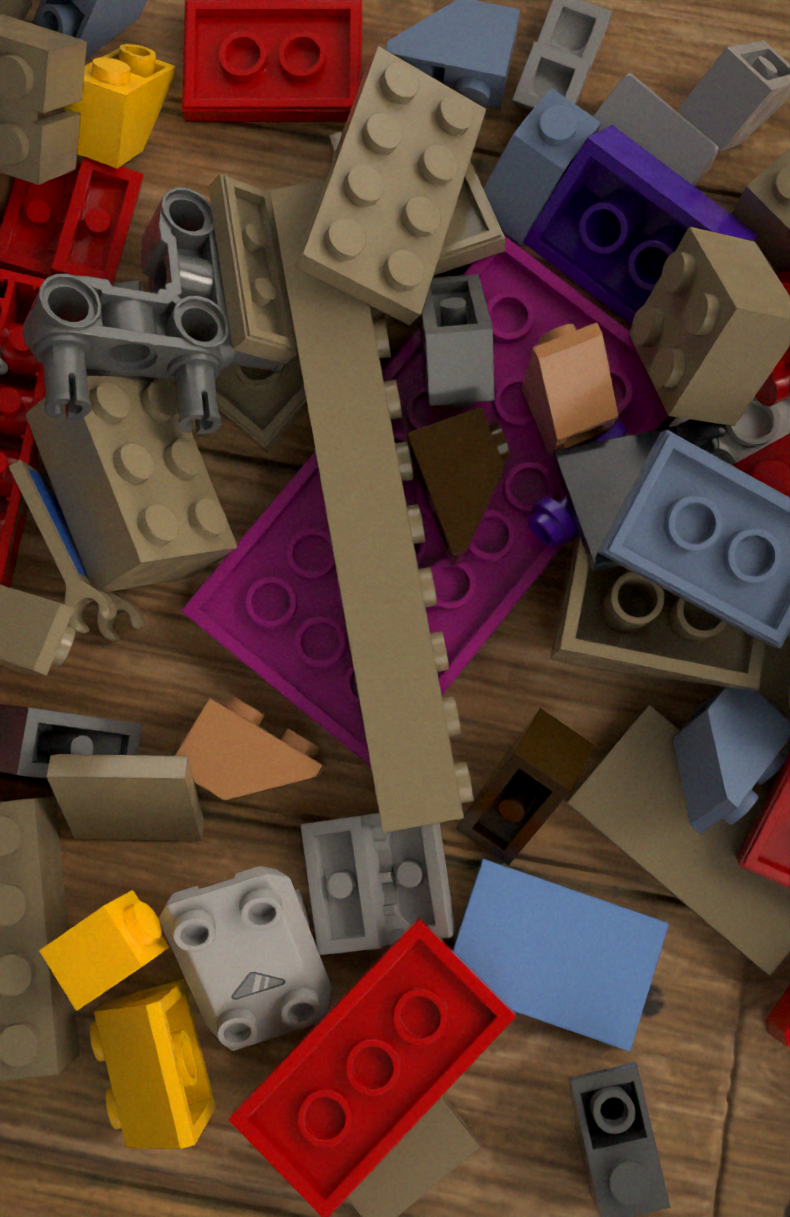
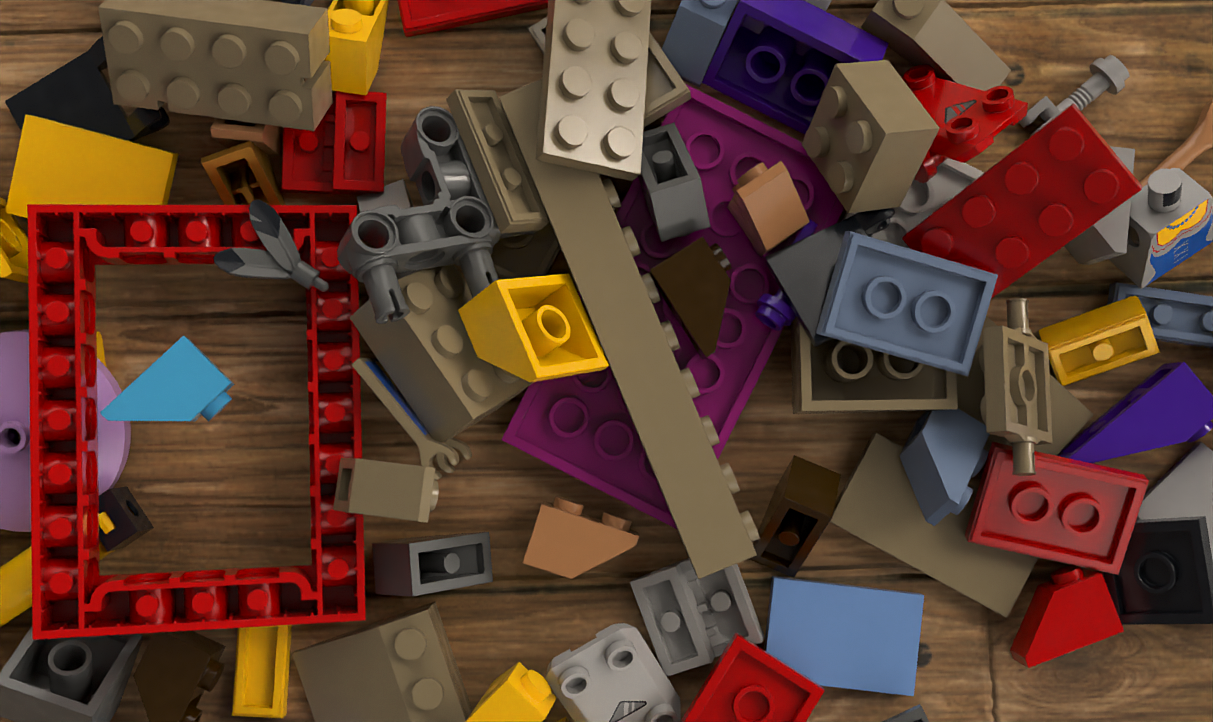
camera: 20 degrees left, 5 degrees up
(127, 796) = (496, 592): dark tan tile -> none
(245, 468) = (533, 328): none -> yellow slope

